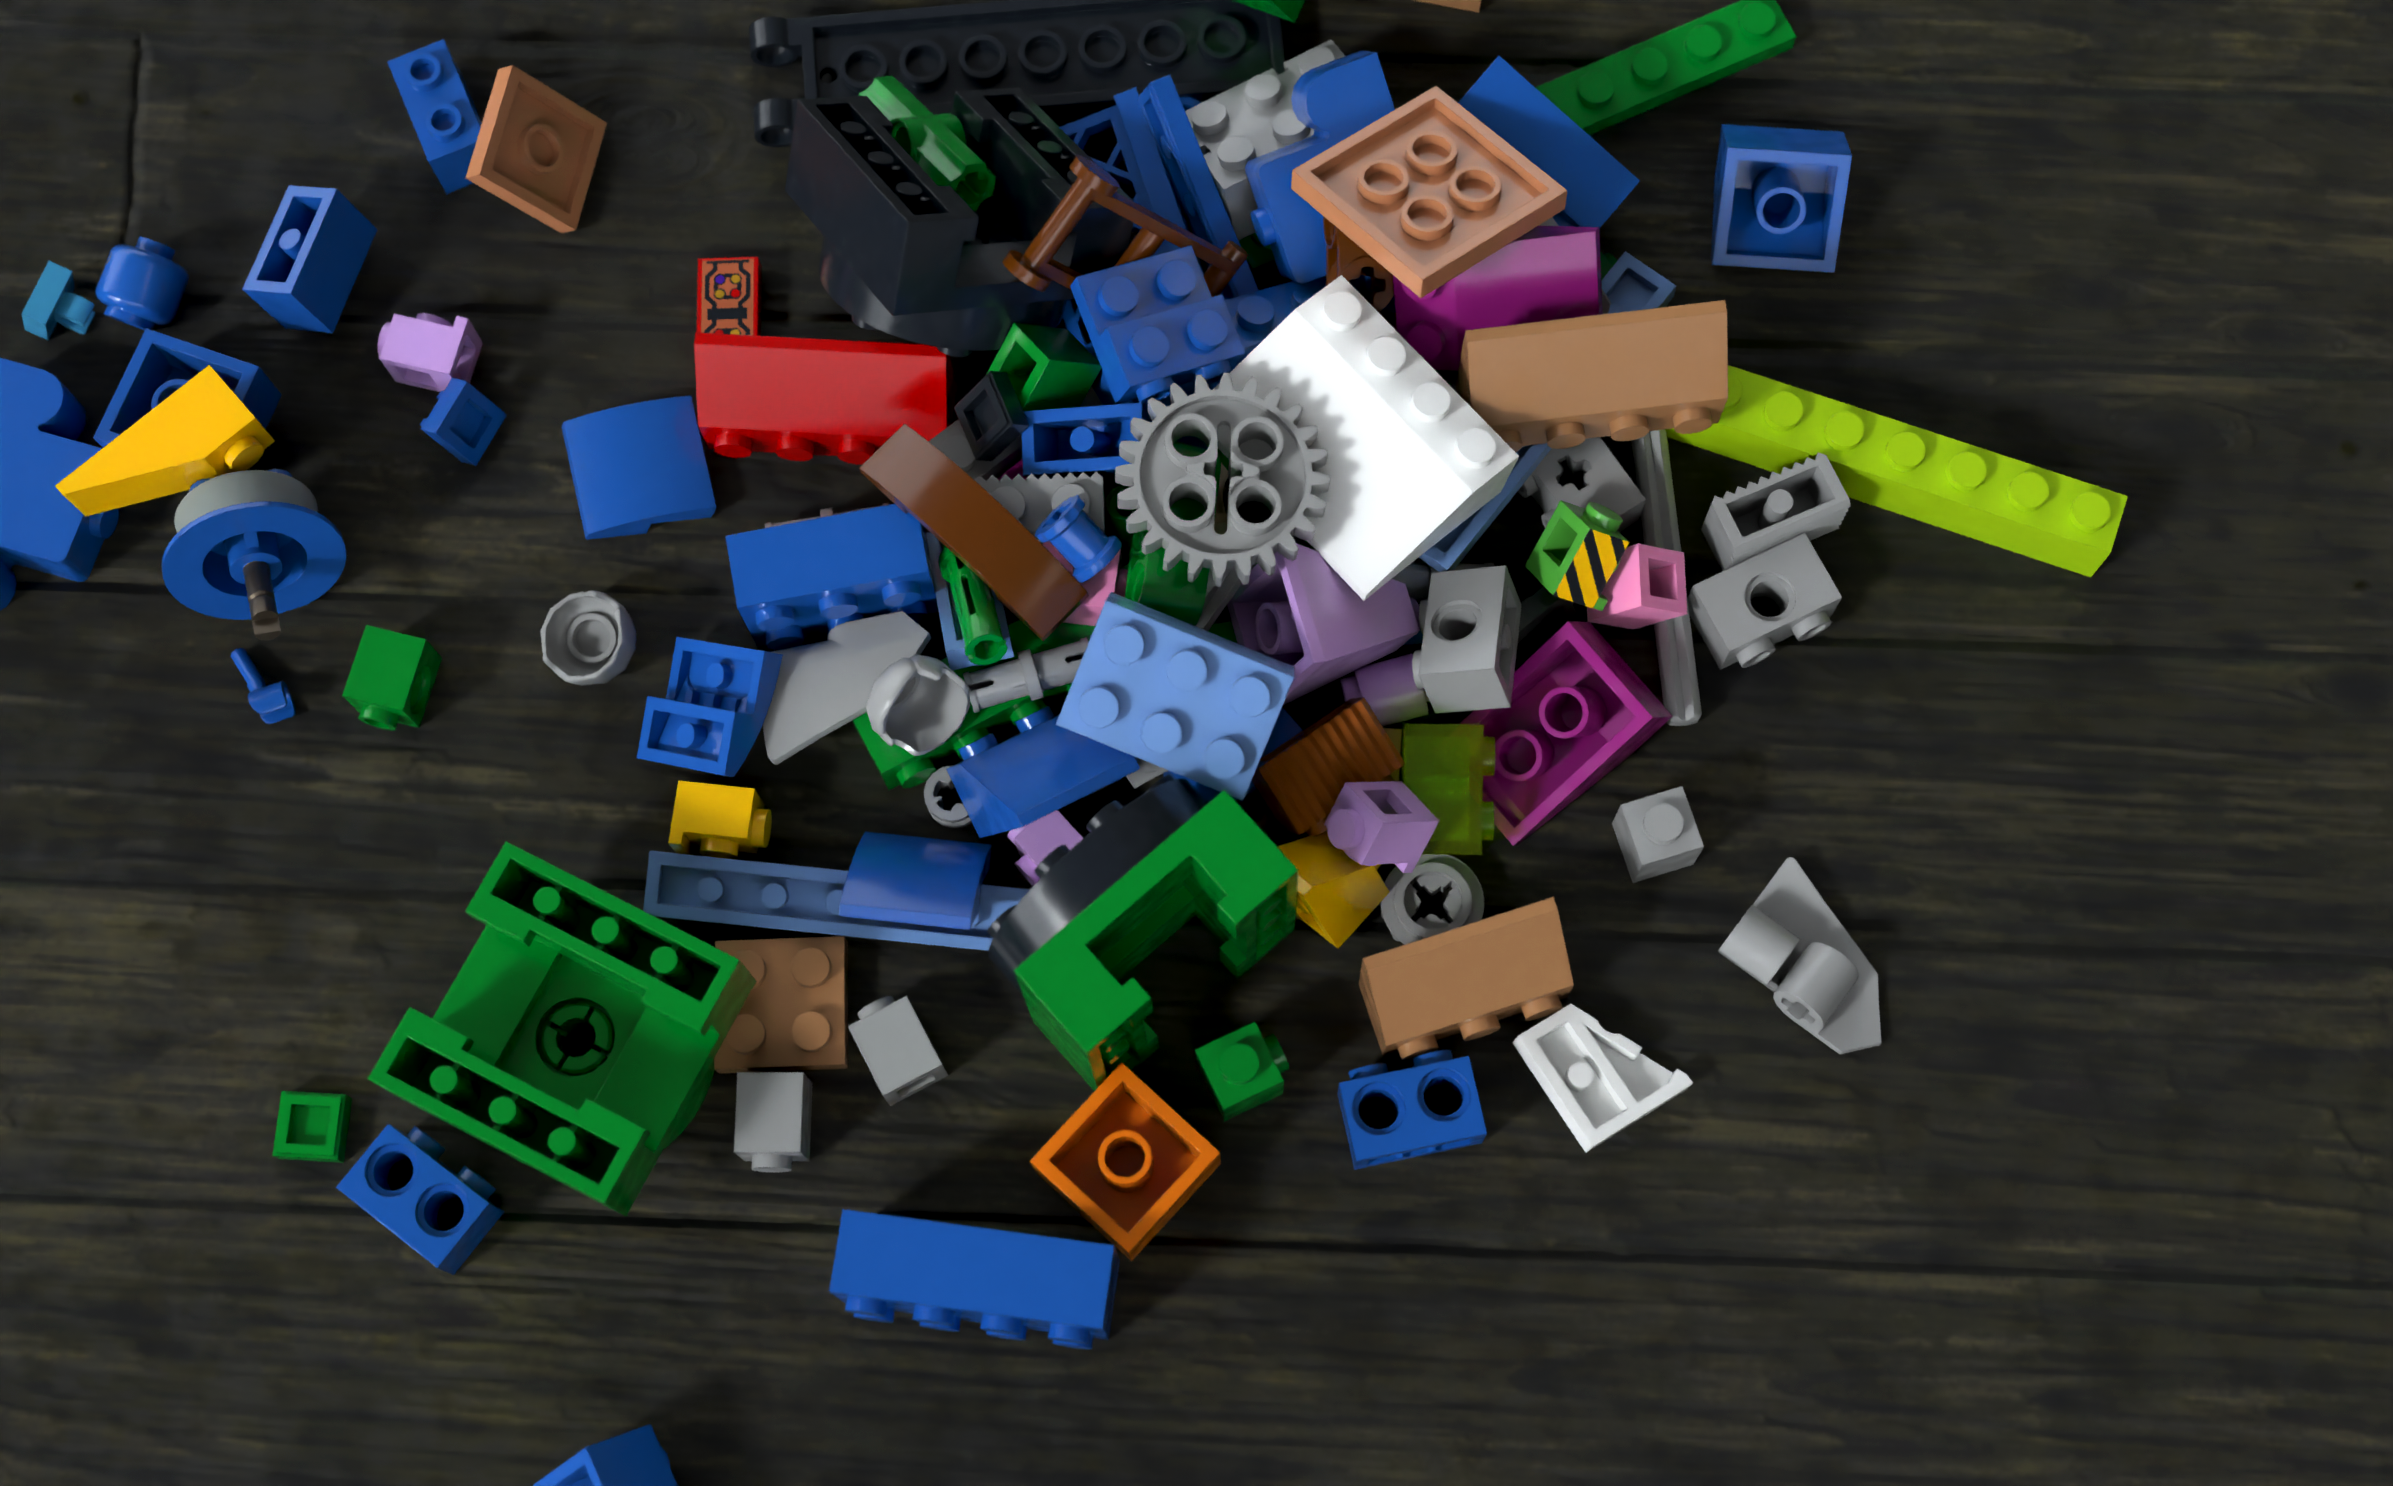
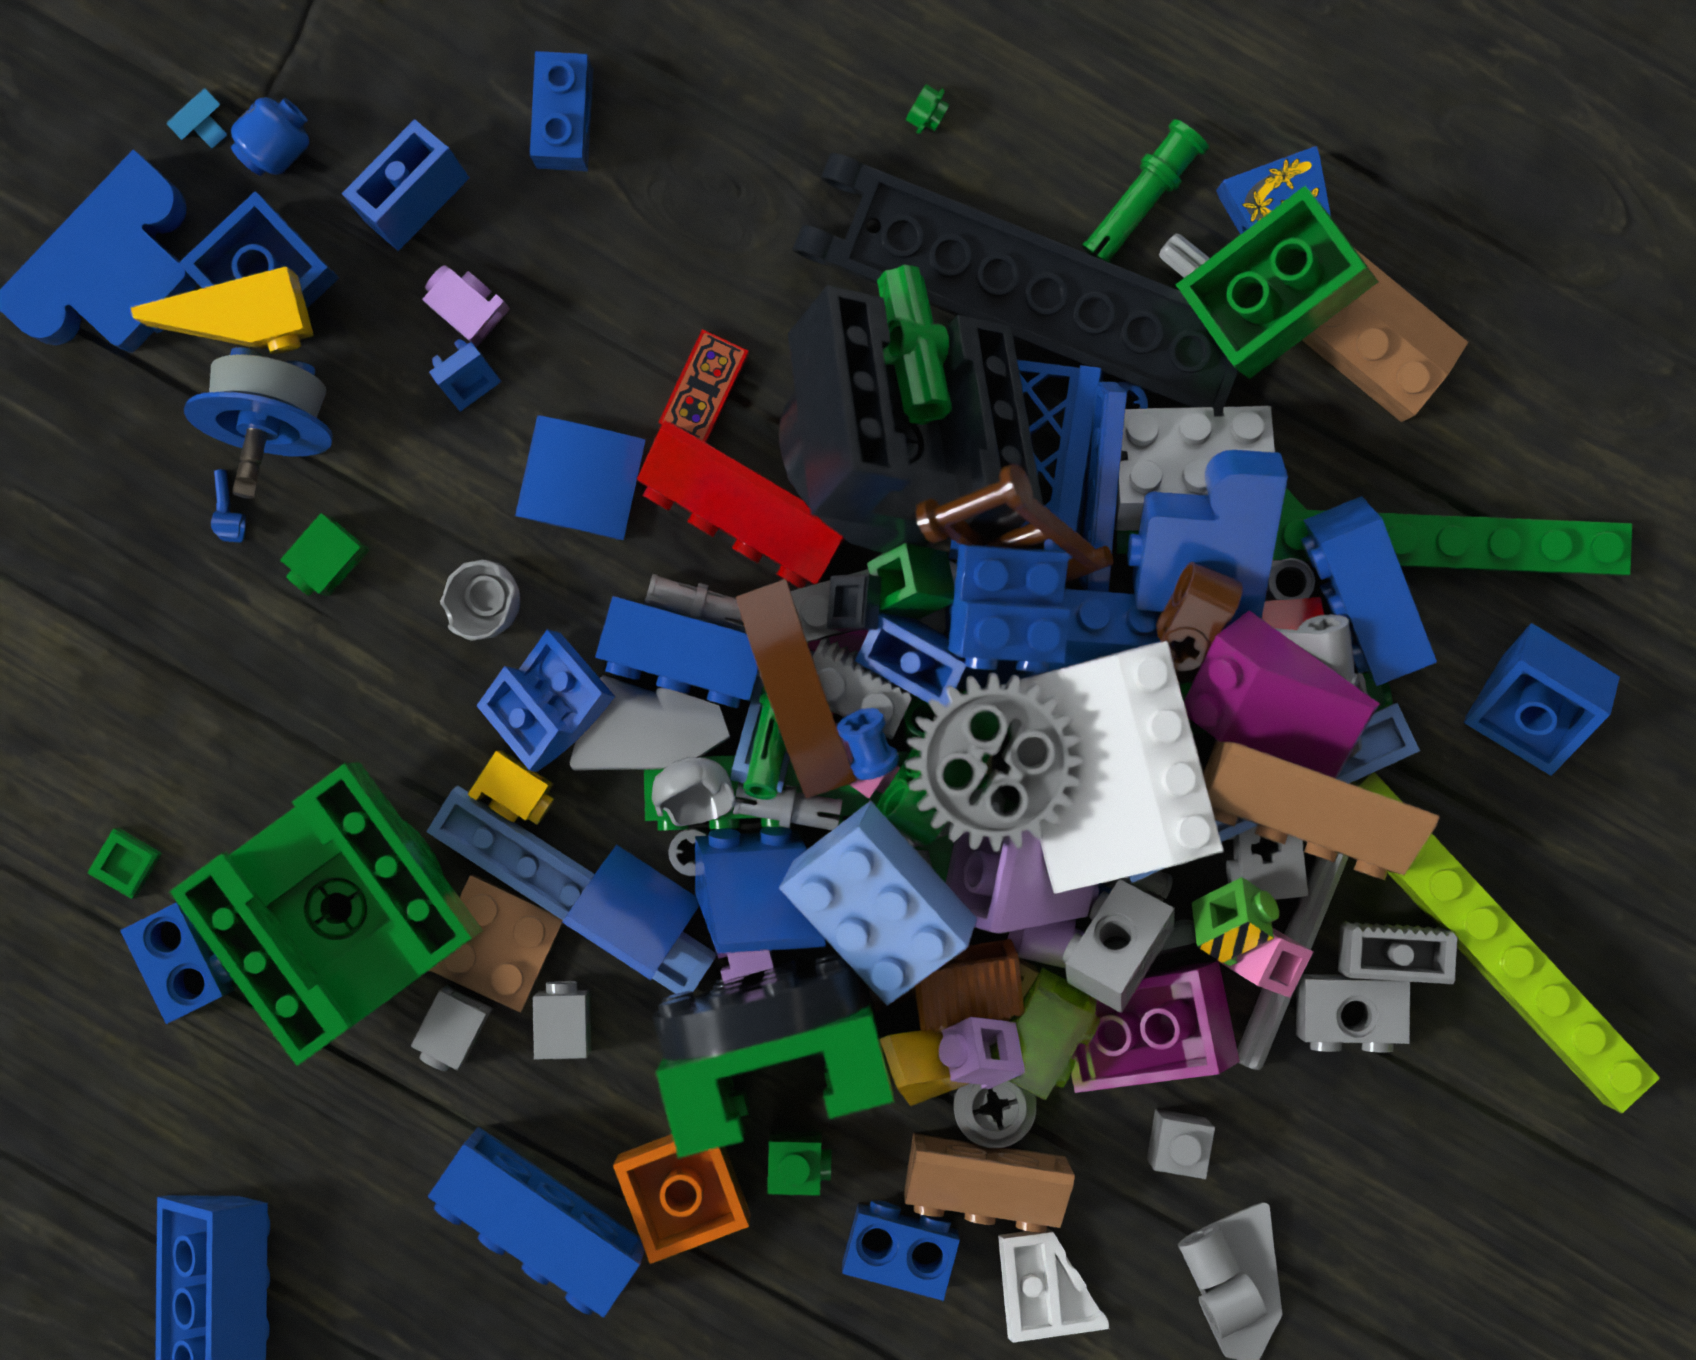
camera: 20 degrees right, 15 degrees up
(536, 149) = (618, 181): nougat plate -> none
(1428, 191) = (1265, 614): nougat plate -> none

